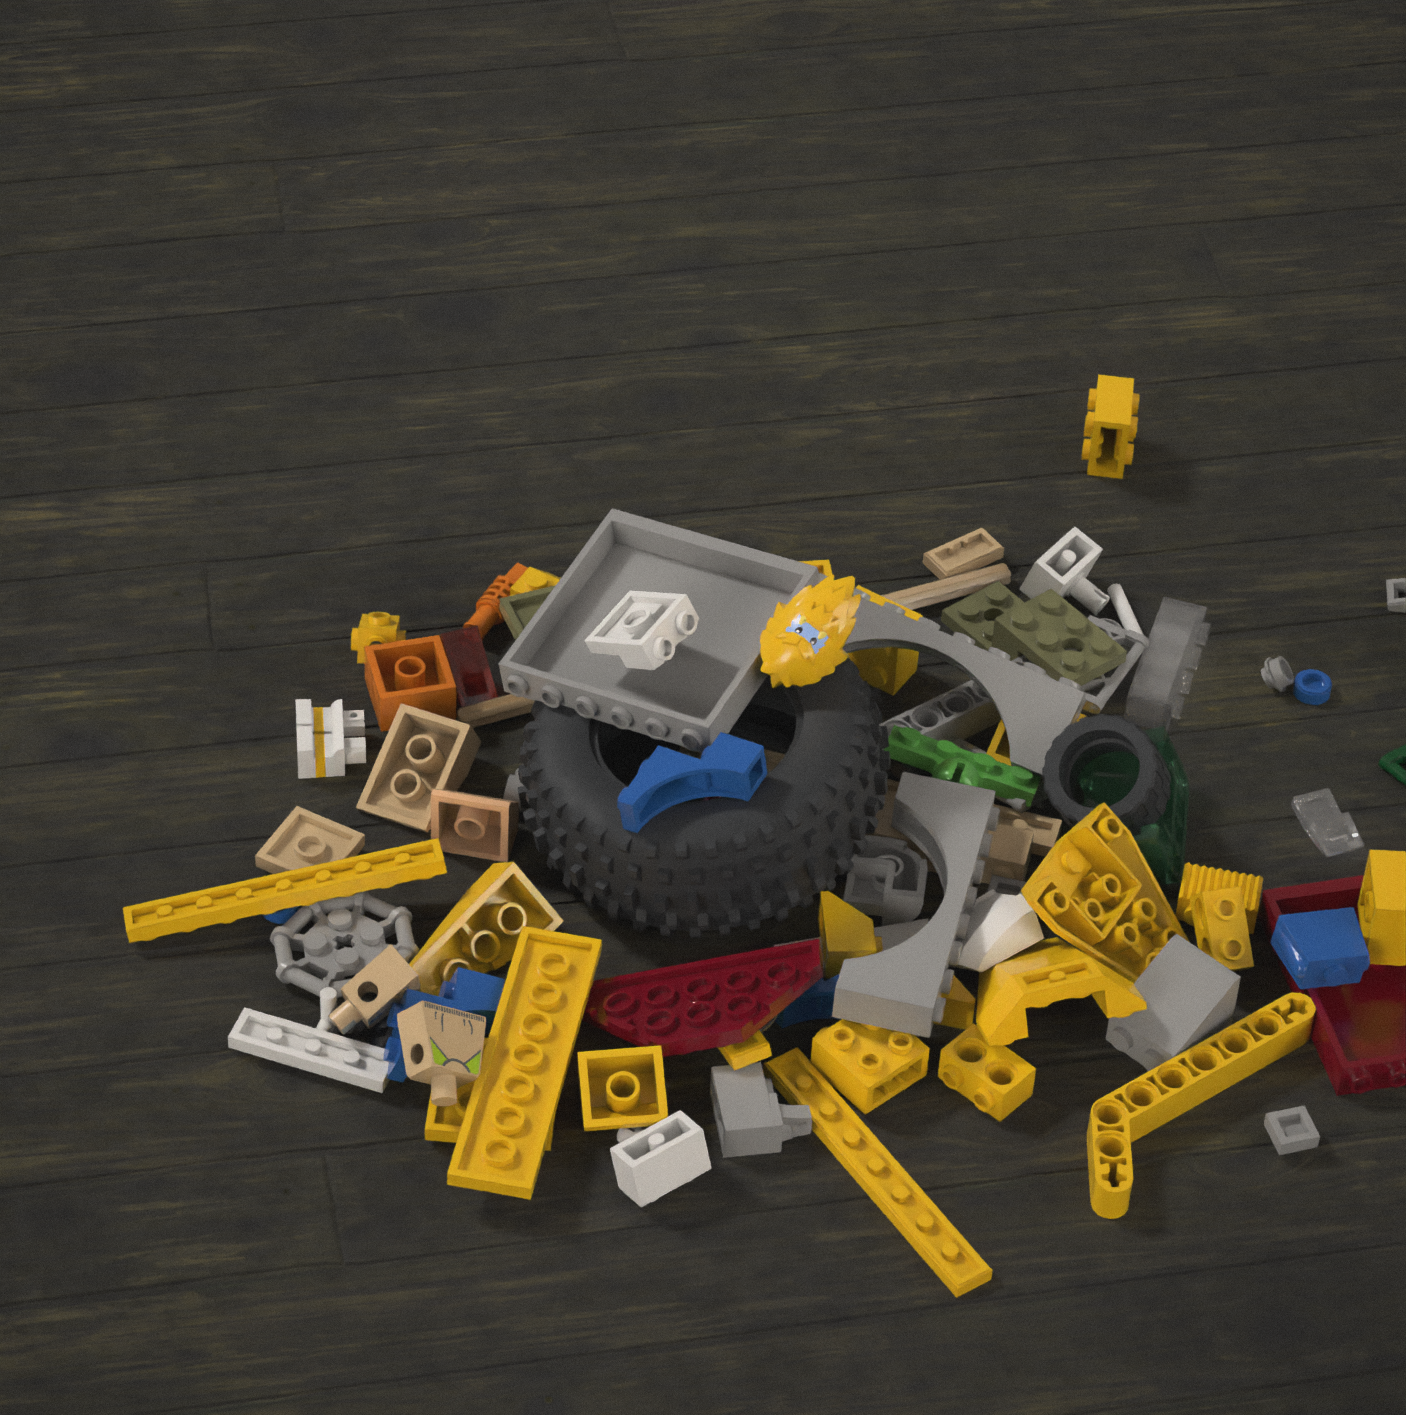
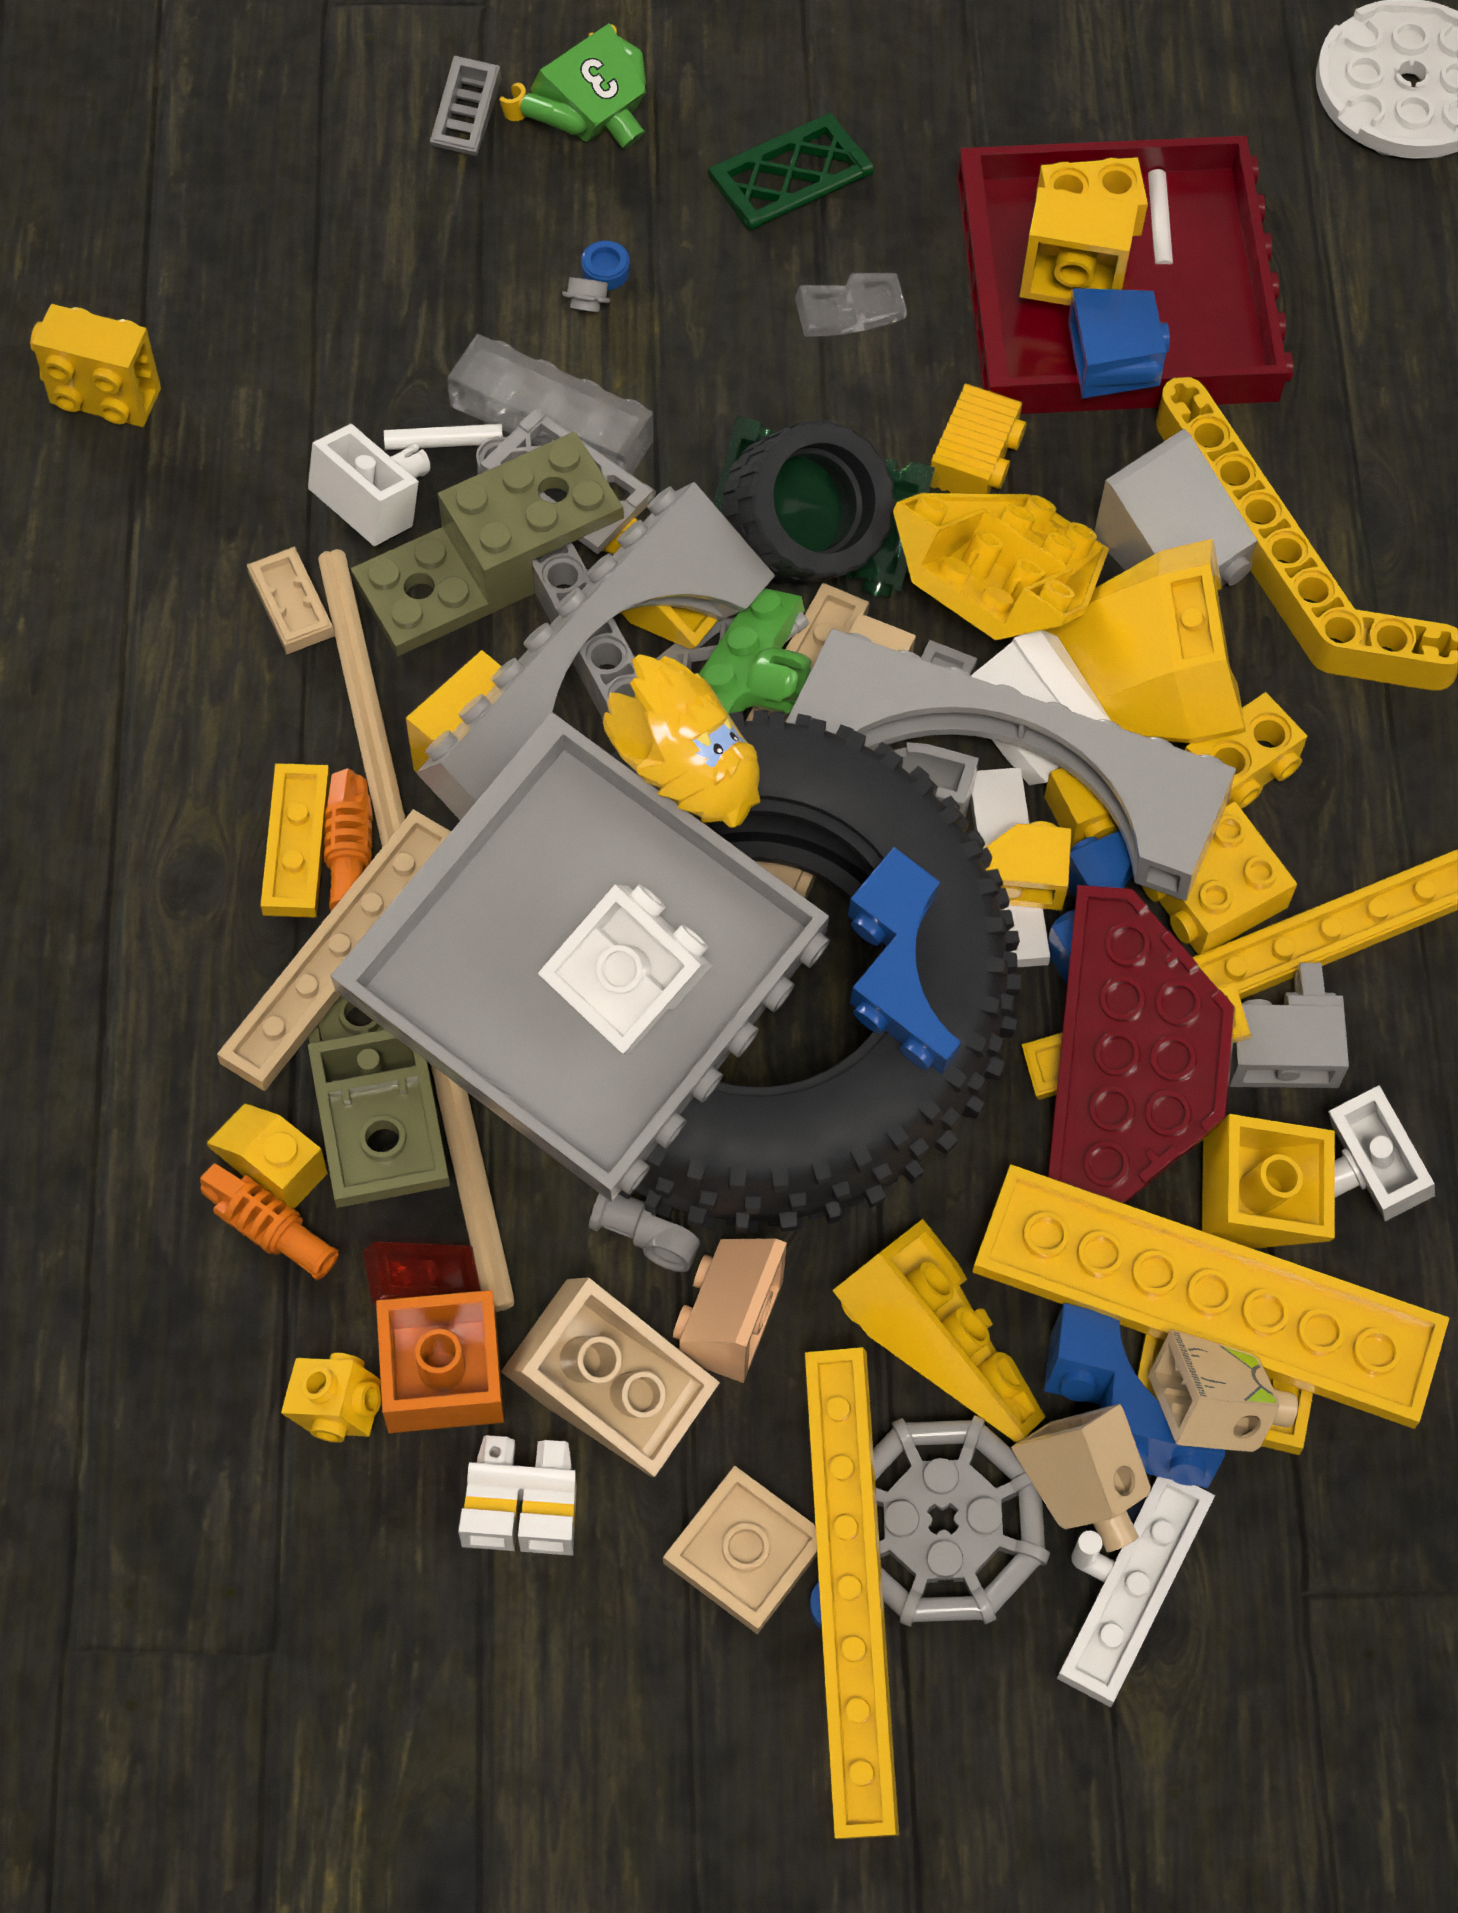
camera: 80 degrees left, 20 degrees up
(1223, 927) = (1058, 444): yellow brick -> none
(1291, 1130) = (1349, 453): light grey plate -> none

